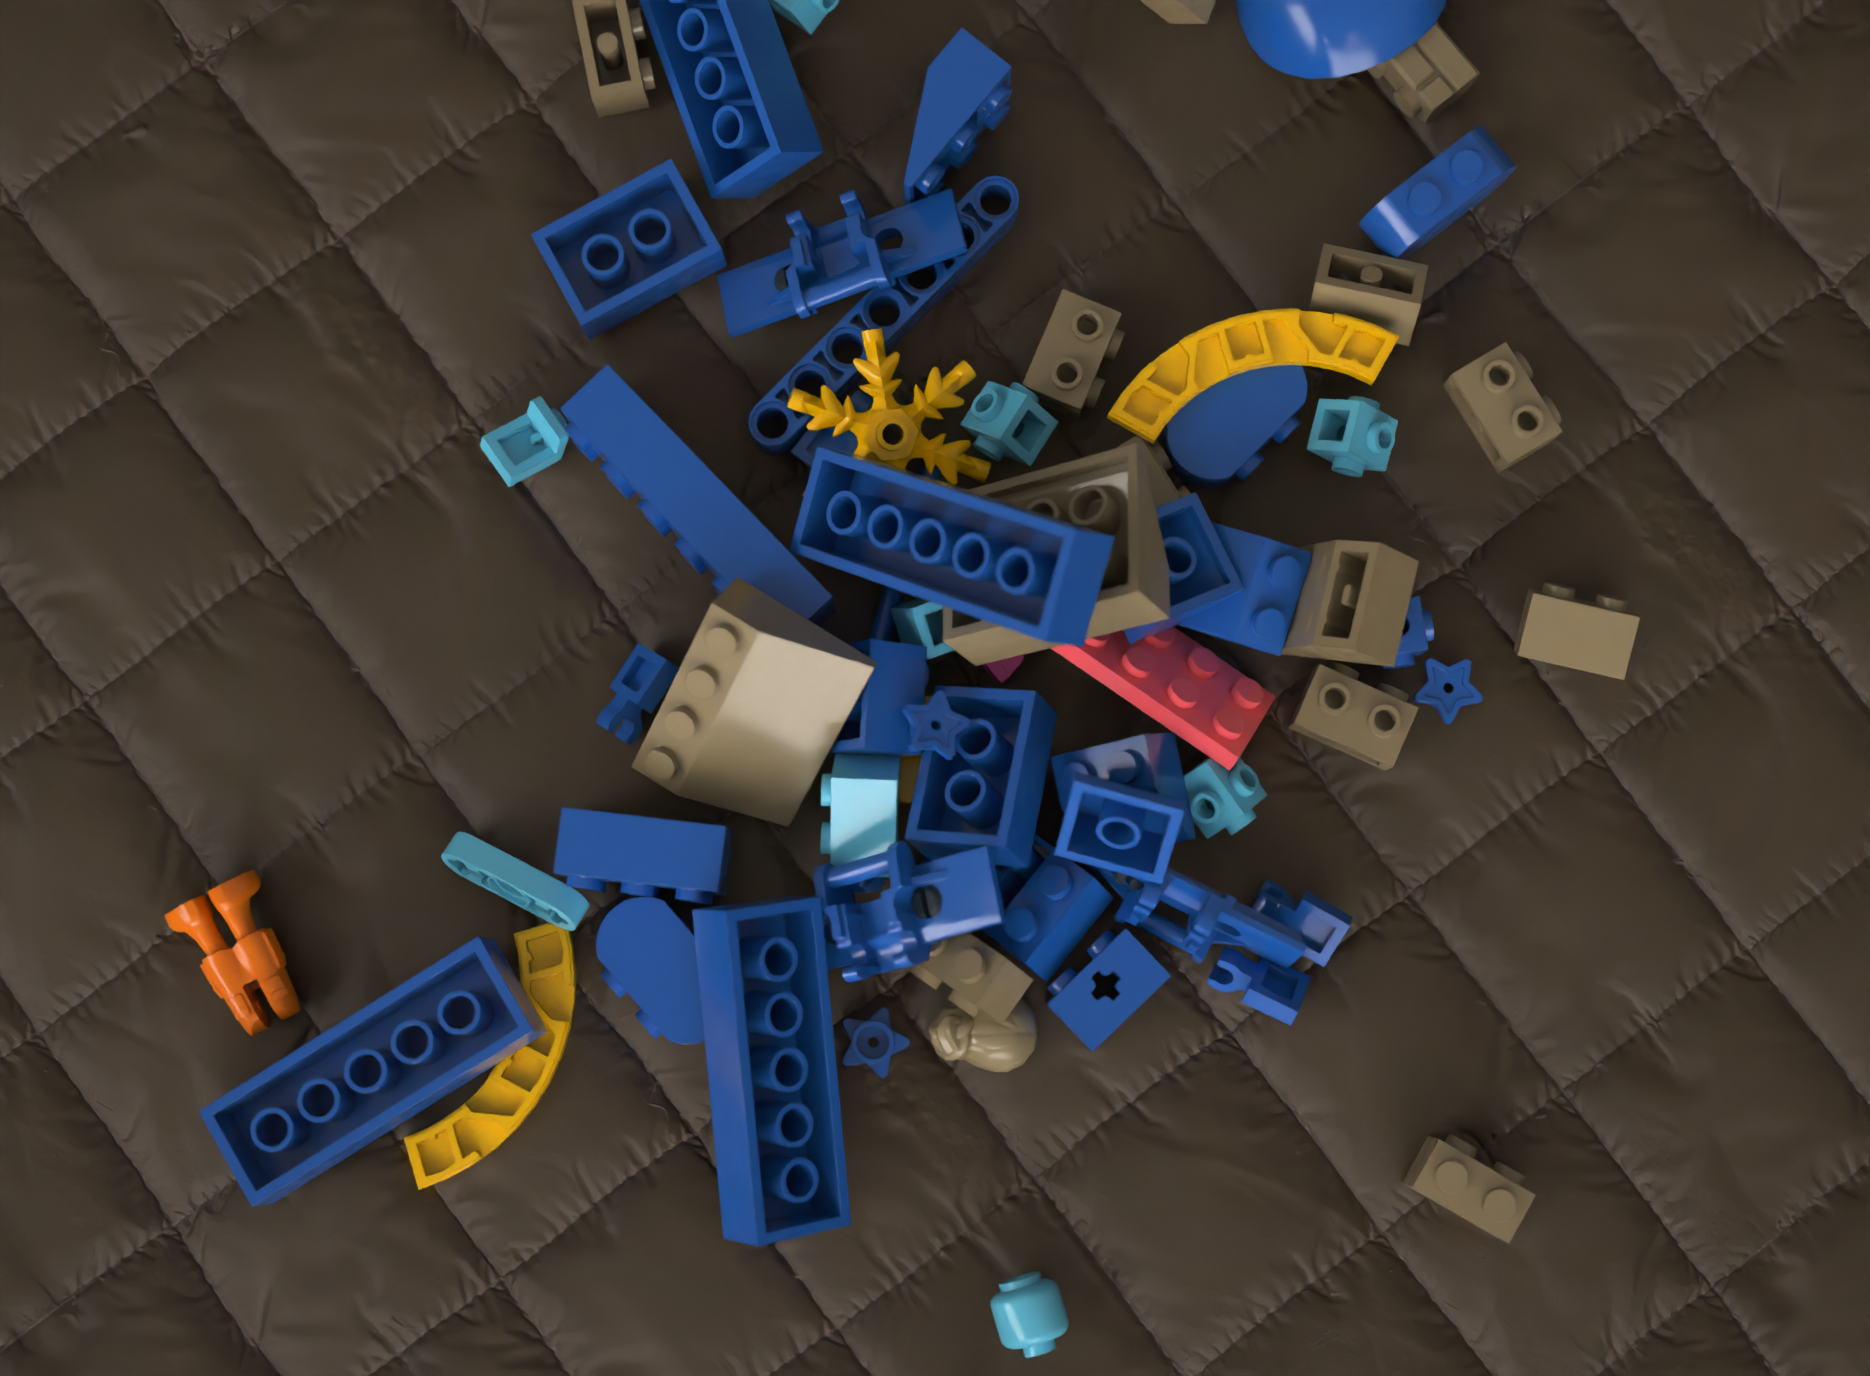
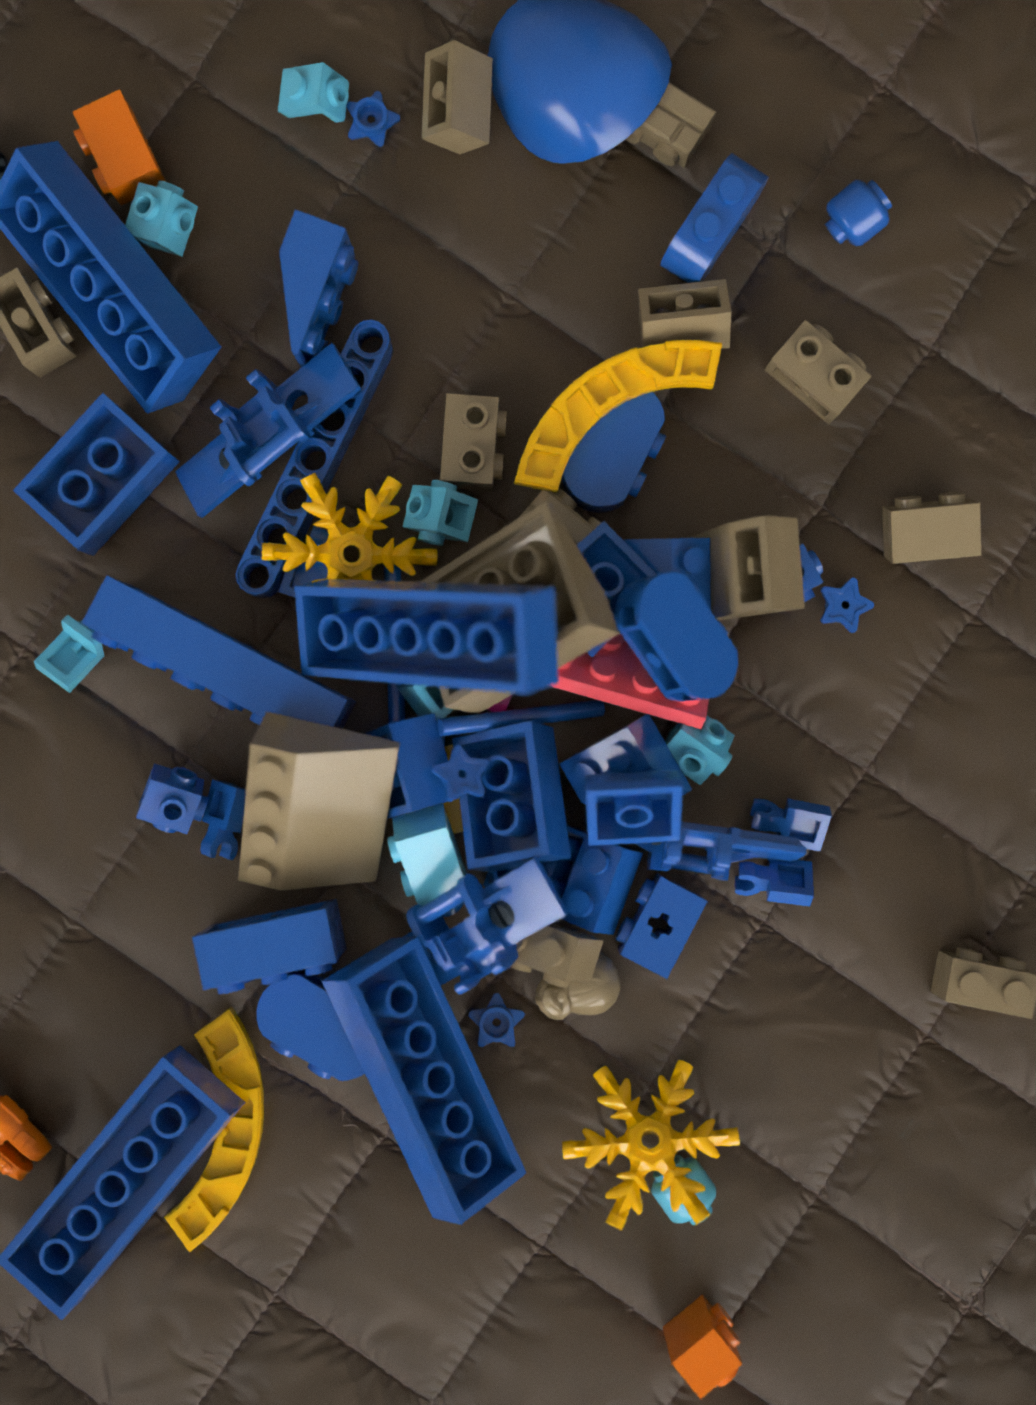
camera: 20 degrees left, 5 degrees up
(515, 881) = (179, 996): medium azure beam -> none
(586, 648) = (172, 799): none -> blue brick
(1008, 1255) = (650, 1159): none -> yellow piece
(1054, 695) = (540, 714): none -> blue bar
(1235, 650) = (676, 637): none -> blue brick
(1352, 435) = (709, 433): medium azure brick -> none
(1354, 715) = (782, 651): dark tan brick -> none
(1608, 241) = (858, 212): none -> blue head

